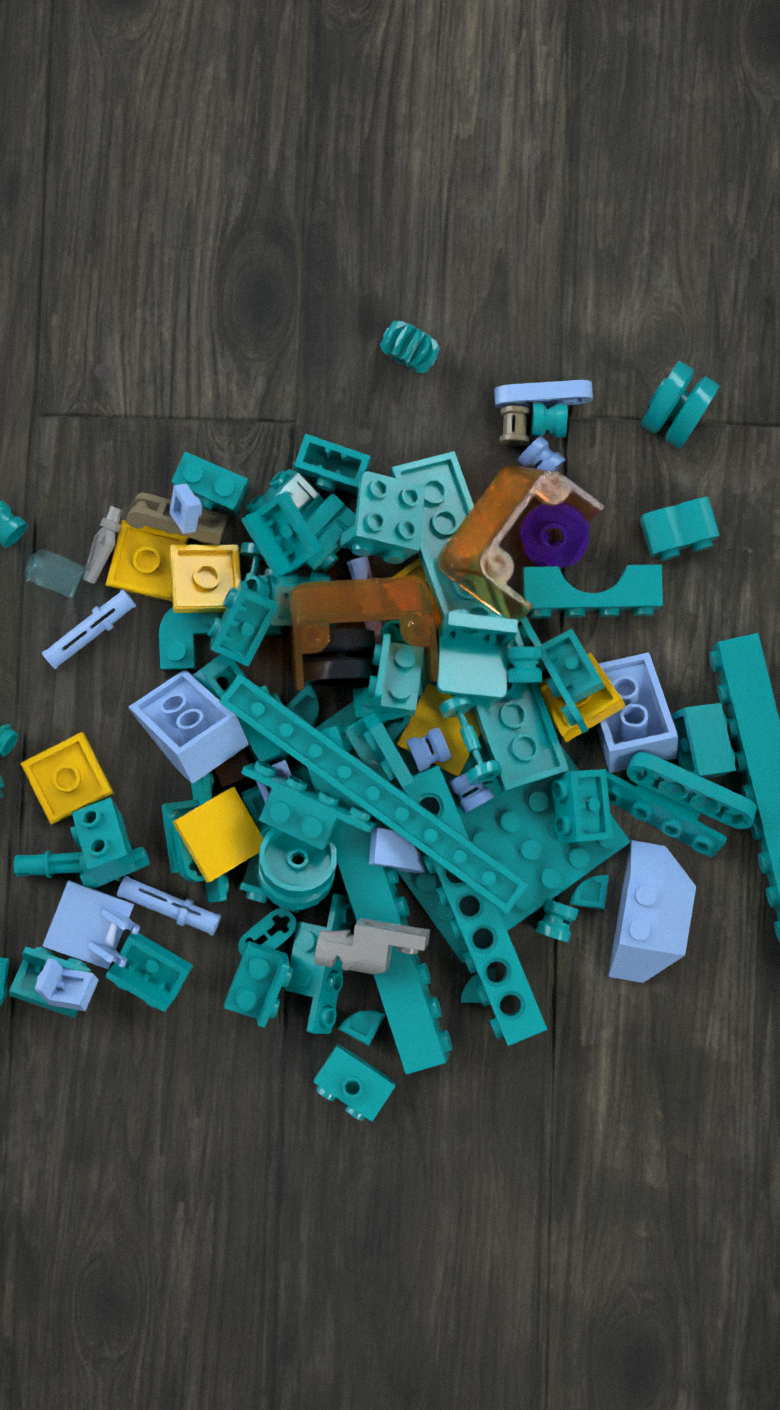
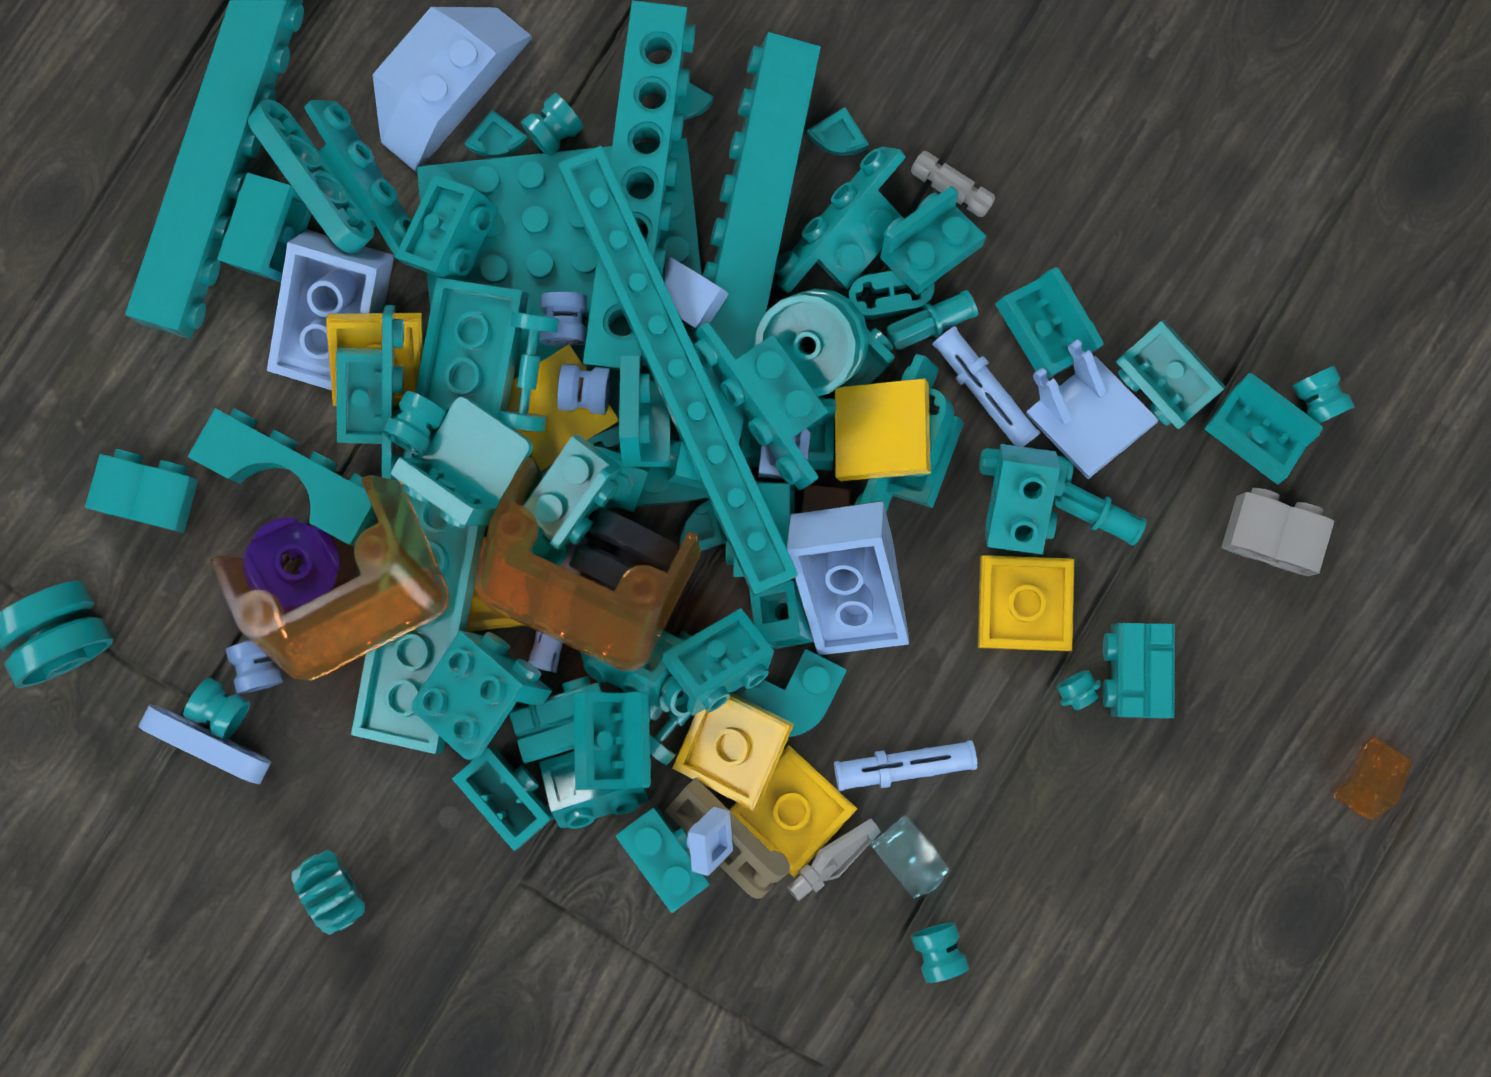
camera: 150 degrees left, 0 degrees up
(65, 986) = (1155, 355): light blue bracket -> none
(229, 931) = (932, 320): none -> teal axle
(269, 1035) = (942, 177): none -> light grey axle
(353, 1083) = (884, 74): teal brick -> none
(370, 945) = (778, 200): light grey plate -> none
(514, 426) = (247, 733): dark tan bush -> none

